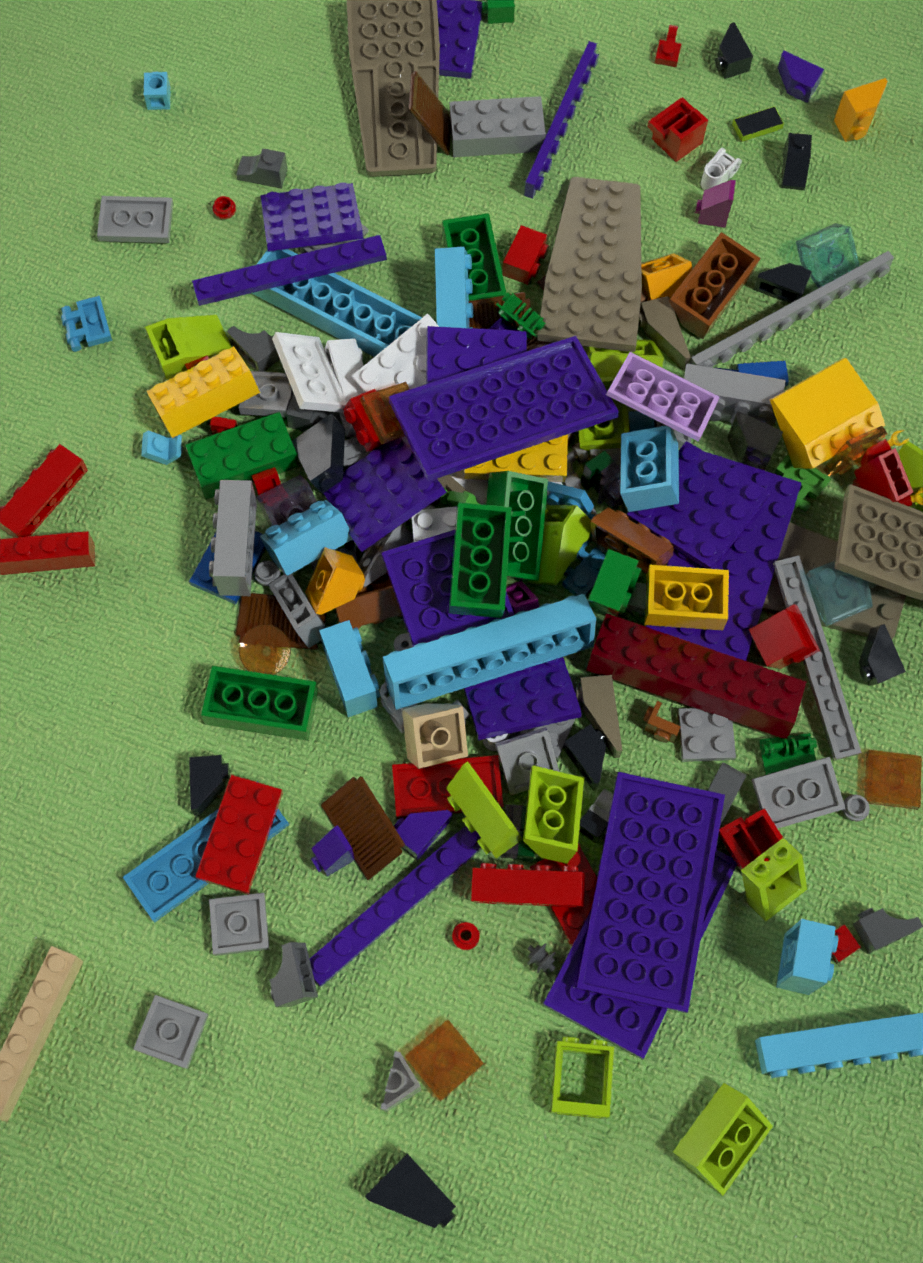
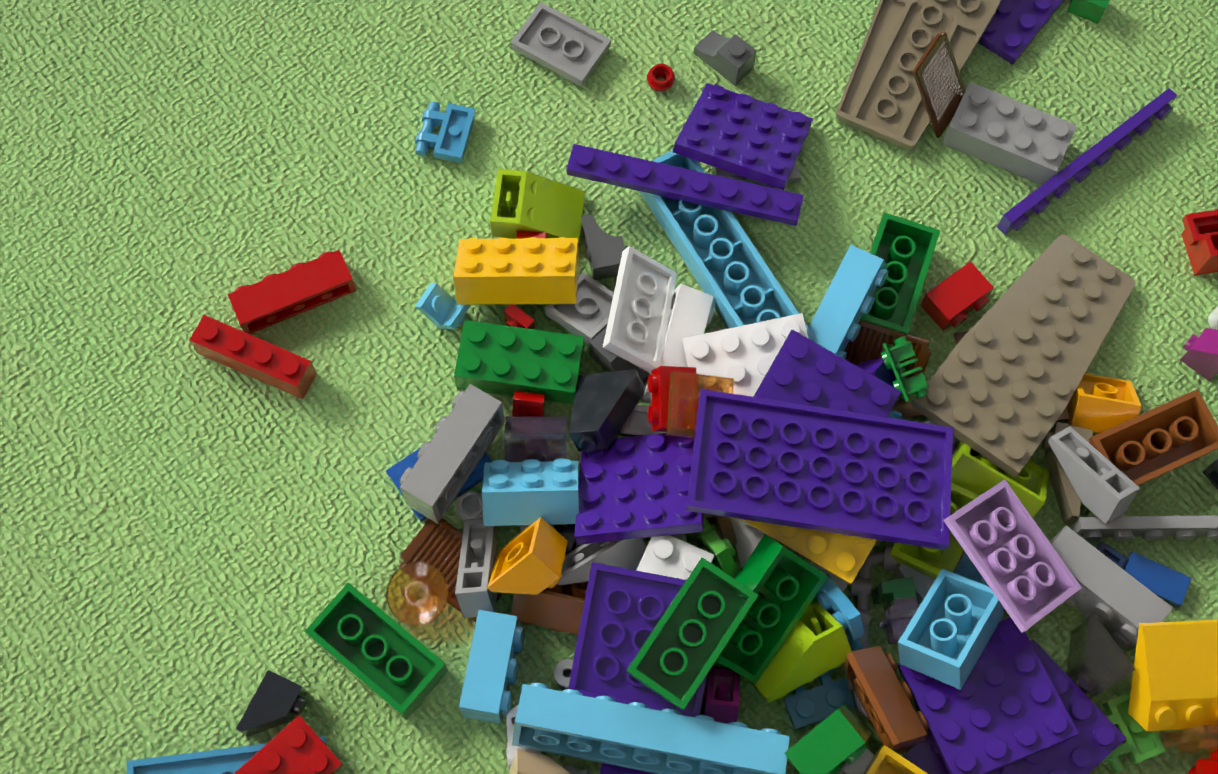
camera: 30 degrees right, 0 degrees up
(688, 325) = (1095, 479): none -> light grey slope

